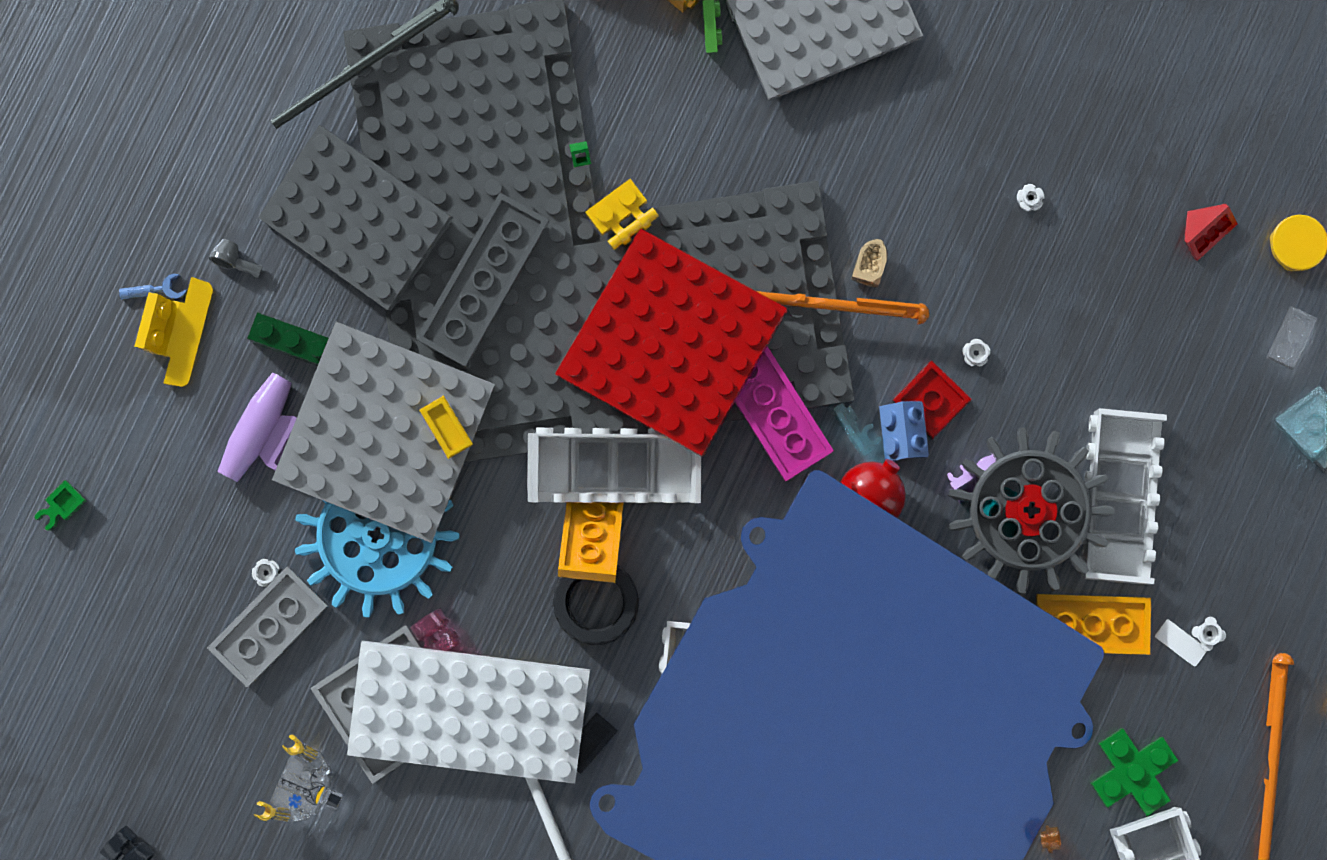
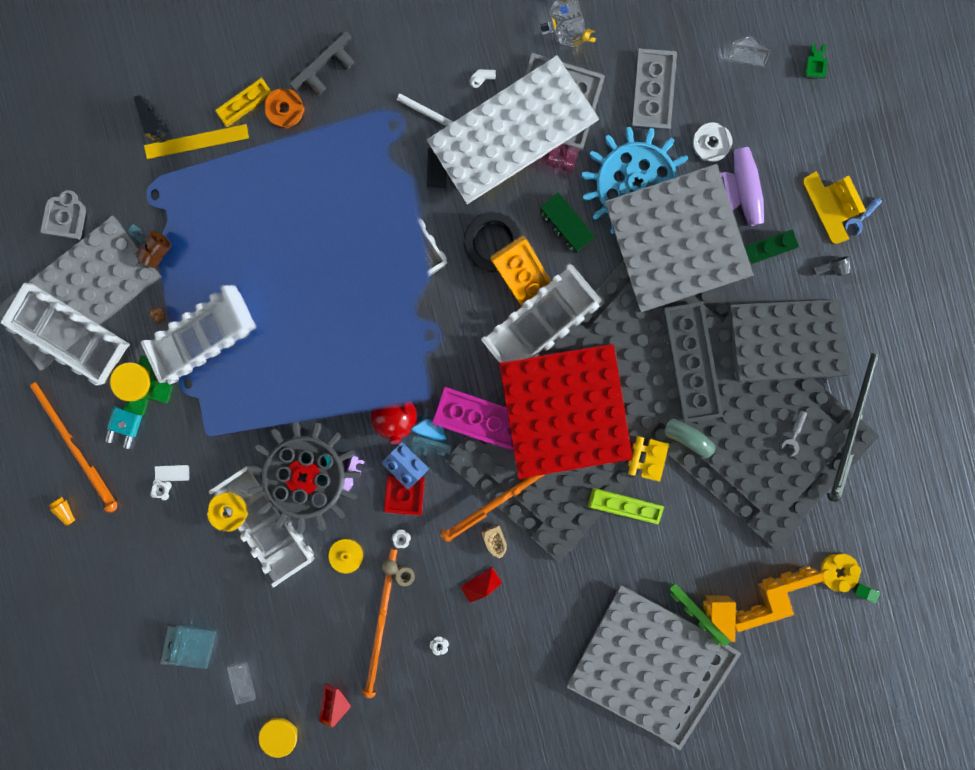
camera: 140 degrees right, 5 degrees up
(125, 581) = (749, 51): none -> clear slope
(246, 497) = (717, 133): none -> white plate
(258, 572) = (683, 114): white plate -> none
(431, 111) = (796, 430): none -> light grey piece
(446, 427) = (647, 267): yellow tile -> none
(451, 807) = (480, 76): none -> white arm
(494, 555) = (566, 223): none -> dark green brick
(556, 198) = (690, 437): none -> sand green cylinder
(577, 148) = (700, 475): green piece -> none
(690, 183) = (625, 506): none -> lime tile
(845, 453) = (425, 427): none -> dark azure piece
(927, 226) = (481, 585): none -> red slope
(1014, 329) = (390, 567): none -> dark tan plate
(1021, 769) = (199, 335): none -> window
(1055, 385) = (345, 555): none -> yellow piece
(1112, 622) = (216, 453): light orange plate -> none
(1144, 784) = (130, 381): none -> yellow tile
(1153, 210) = (369, 692): none -> orange bar
(1161, 531) = (216, 509): none -> yellow plate
(1191, 745) = (123, 423): none -> teal piece

